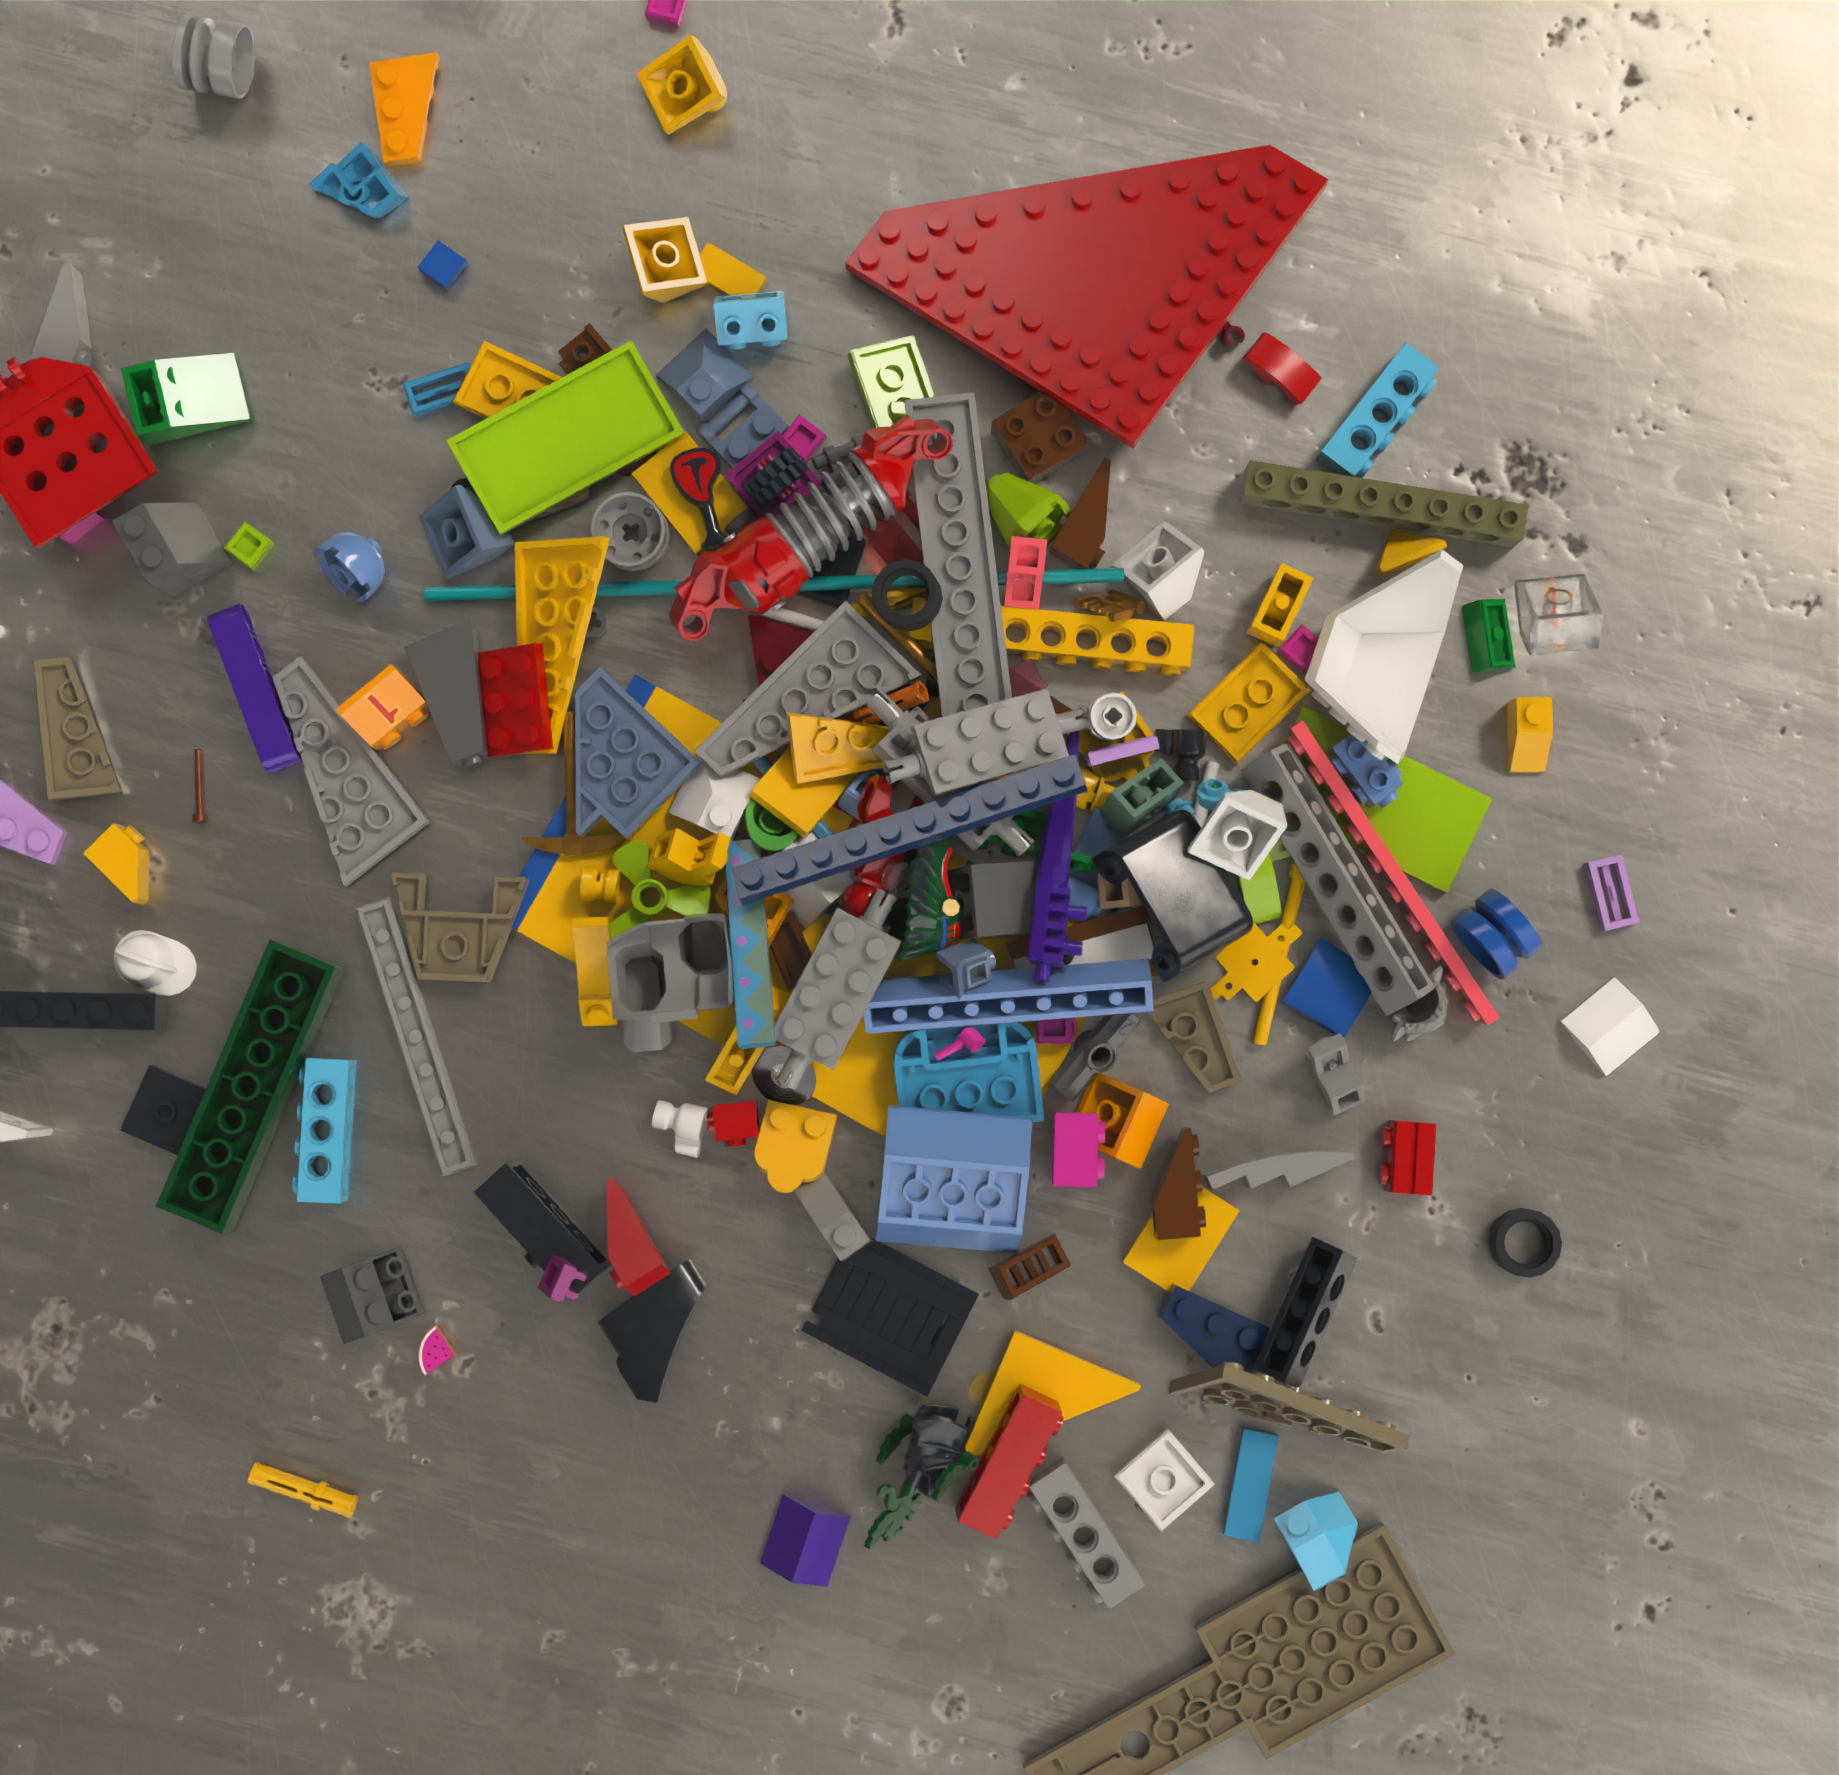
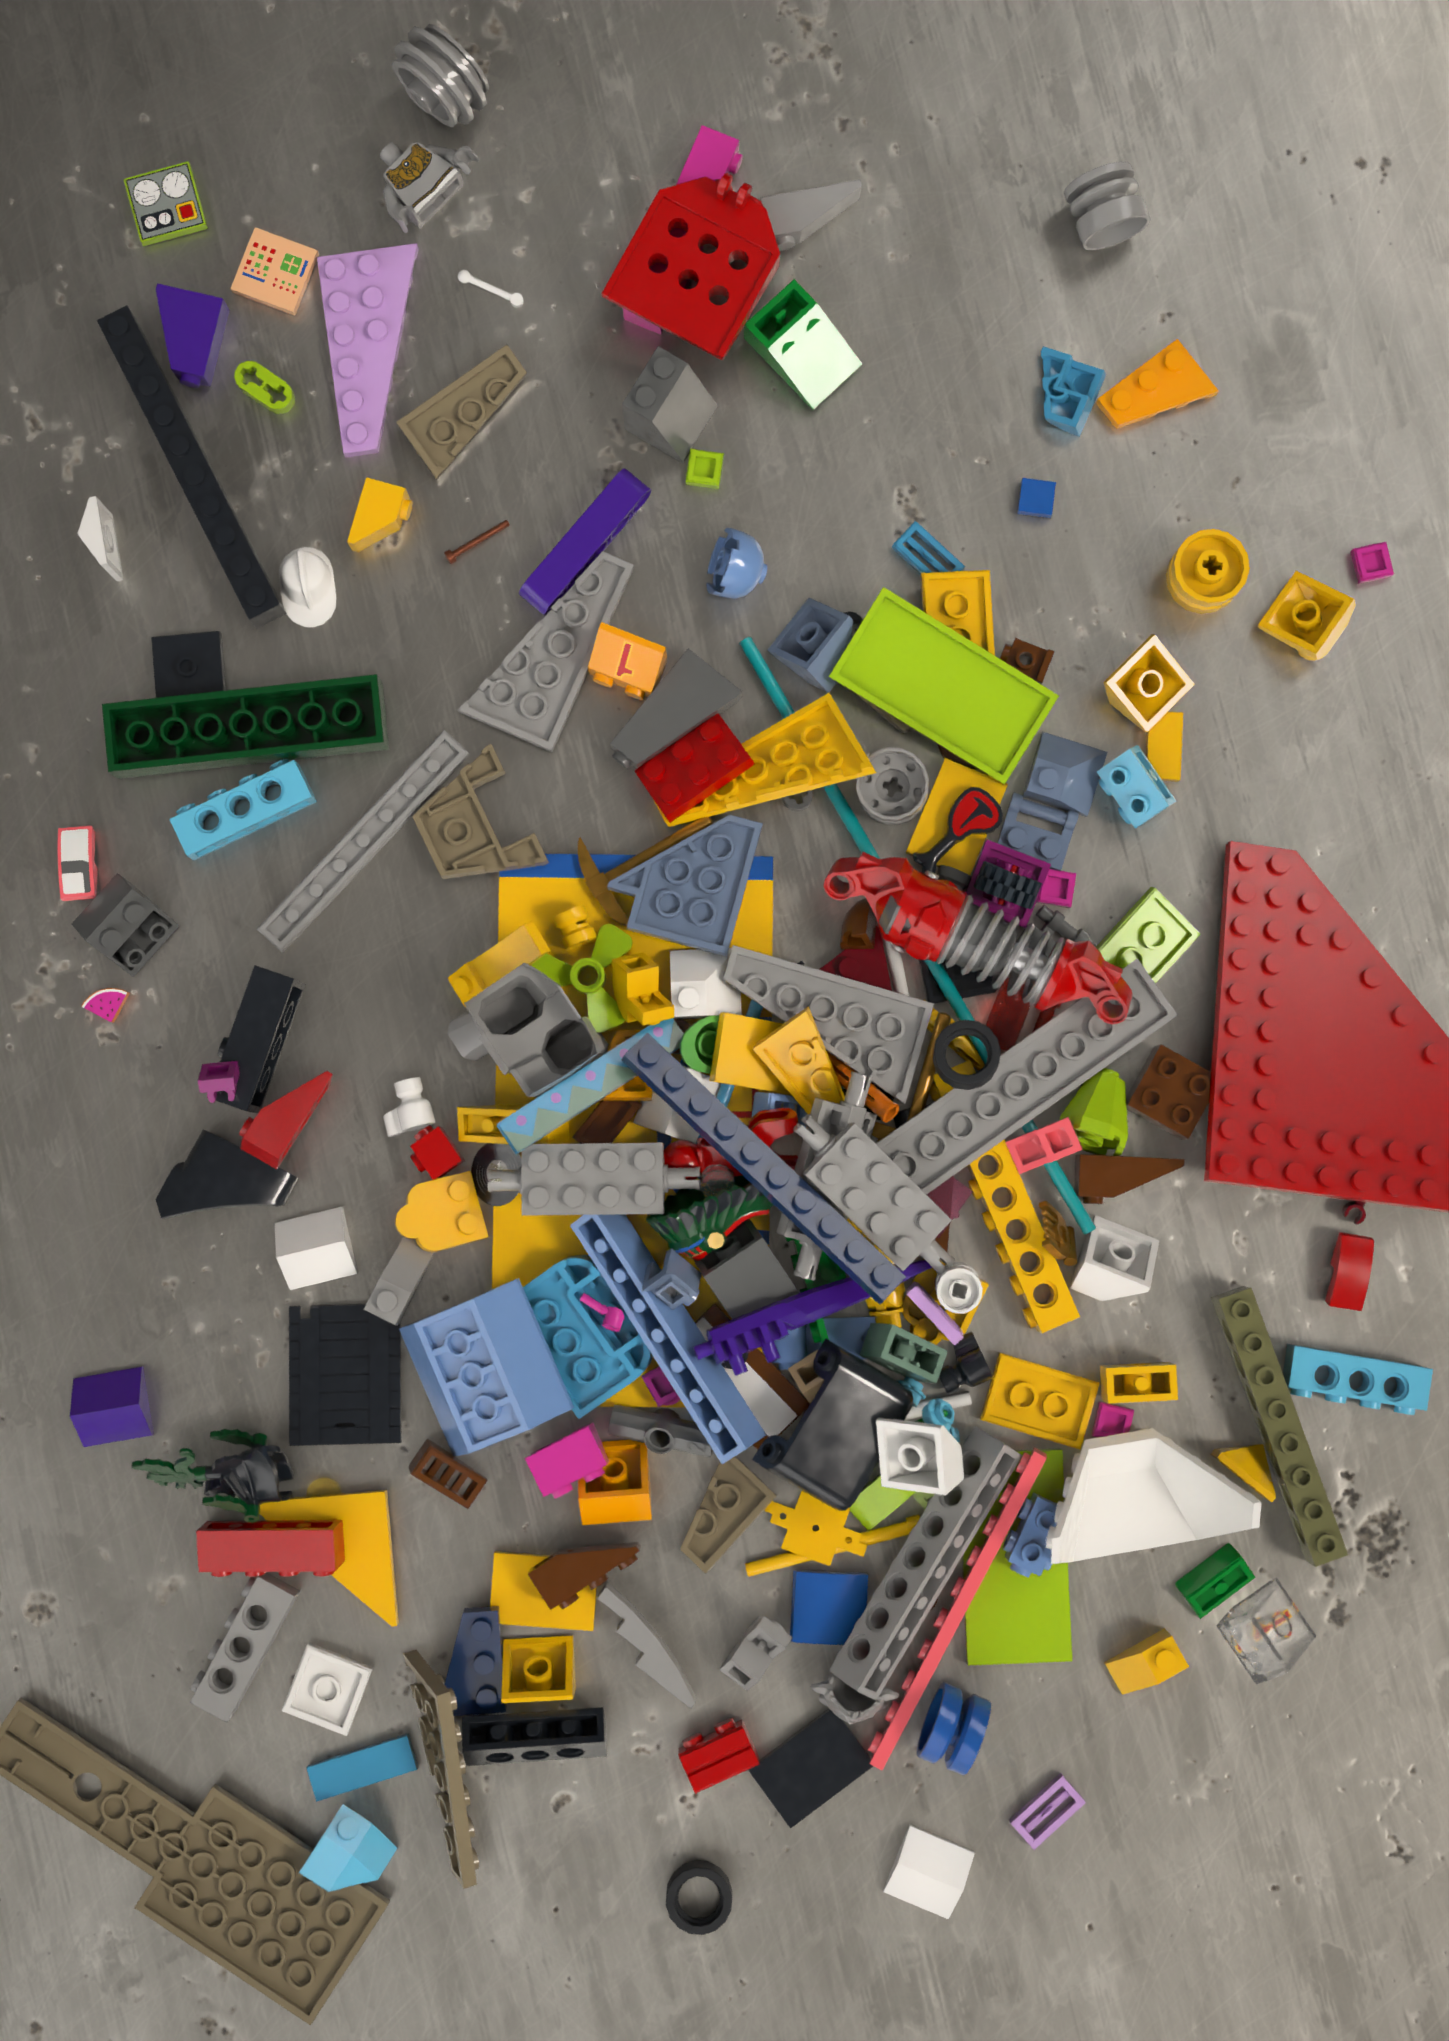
camera: 60 degrees right, 0 degrees up
(290, 1309) = (76, 863): none -> slope
(593, 150) = (1190, 567): none -> yellow wheel
(740, 631) = (859, 927): none -> reddish brown brick
(761, 1278) = (314, 1248): none -> white slope
(1247, 1277) = (538, 1669): none -> yellow slope
(1463, 1080) = (811, 1767): none -> black tile

